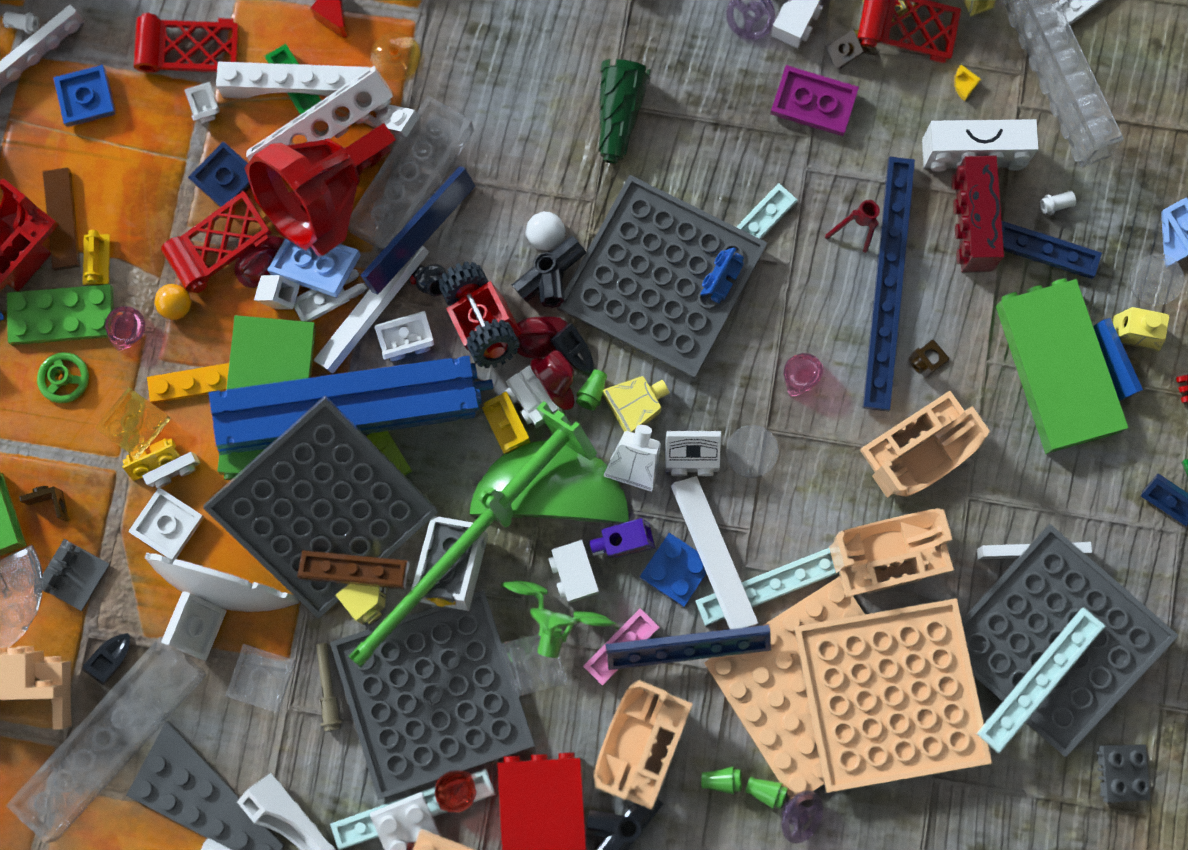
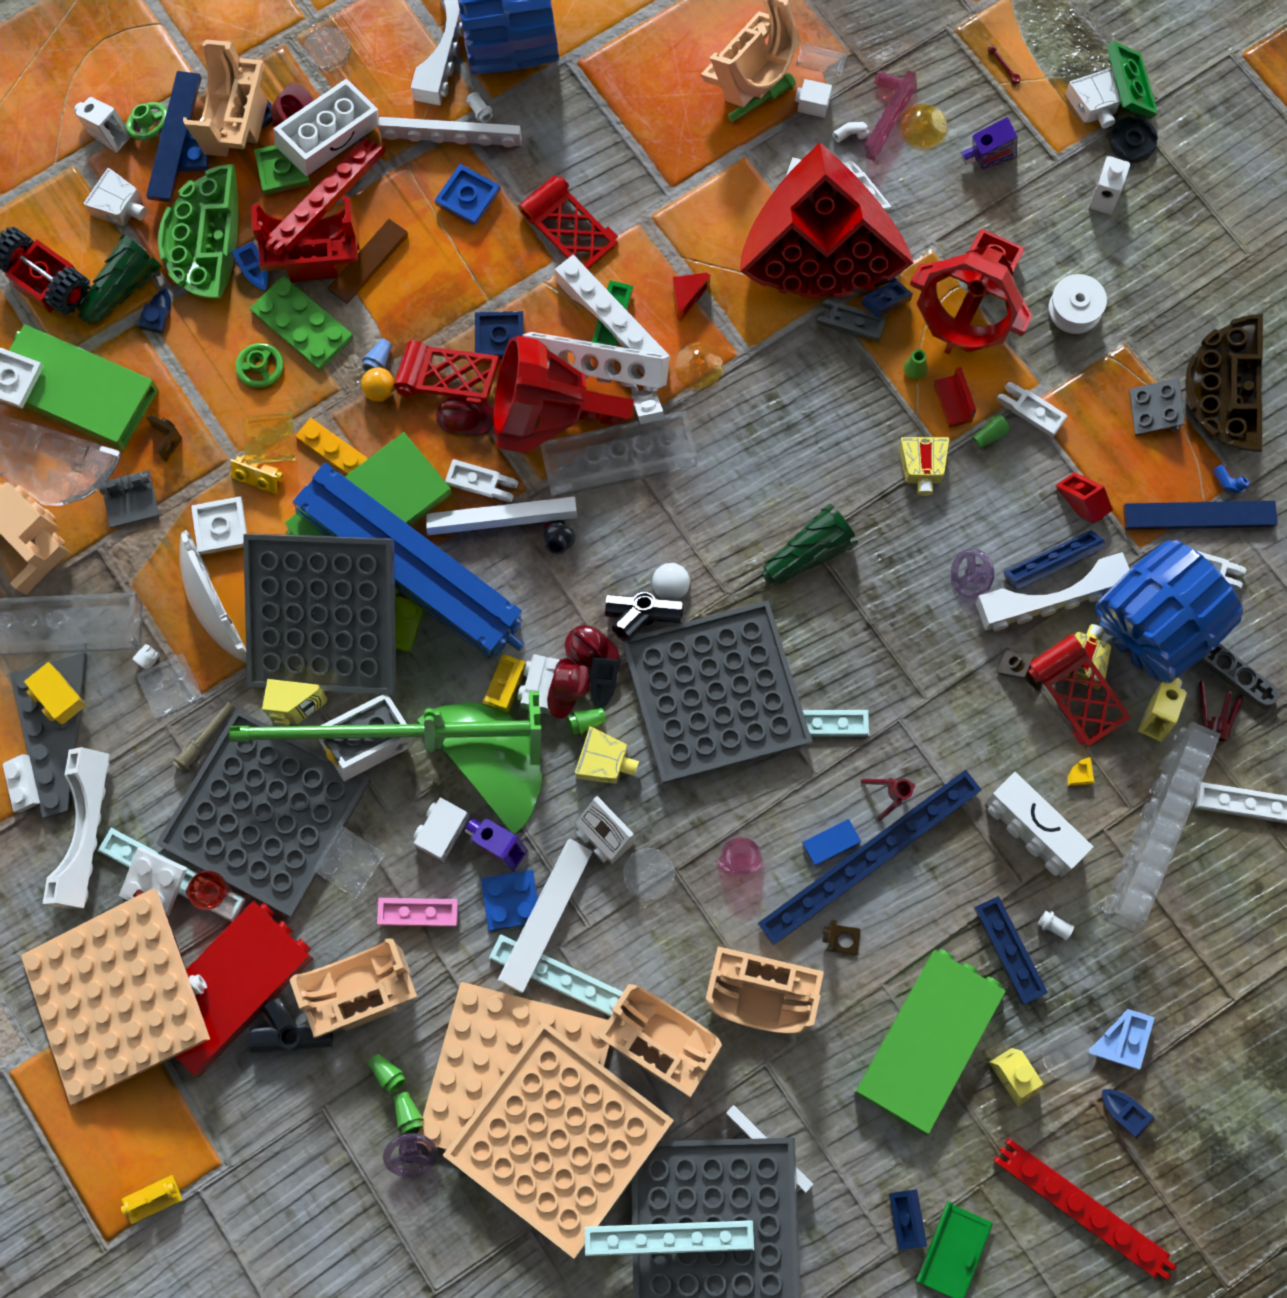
camera: 45 degrees right, 5 degrees down
(96, 258) = (361, 308): yellow hinge -> none
(107, 658) = (92, 574): black plate -> none
(124, 327) = (331, 370): clear pink piece -> none
(148, 281) = (377, 355): none -> medium blue cone
(161, 476) = (251, 491): white plate -> none
(180, 773) = (54, 693): none -> yellow brick
(194, 626) = (163, 608): white plate -> none
(202, 102) = (537, 272): white bracket -> none
(218, 675) = (146, 657): none -> white hose
(277, 292) = (449, 444): white brick -> none
(305, 268) = (491, 463): light blue plate -> none
(353, 569) = (296, 674): reddish brown tile -> none
(405, 336) = (501, 558): white bracket -> none
(418, 230) = (583, 495): dark blue tile -> none
(480, 315) = (561, 592): brick -> none
(549, 621) = (384, 846): bright green plant -> none
(635, 459) = (561, 796): white torso -> none
(688, 647) = (458, 958): dark blue tile -> none
(726, 265) = (745, 732): blue hinge -> none
(814, 100) = (955, 678): magenta plate -> none
(851, 300) = (831, 842): none -> blue tile
(978, 214) = (987, 869): dark red brick -> none
(1117, 361) = (974, 1077): blue tile -> none

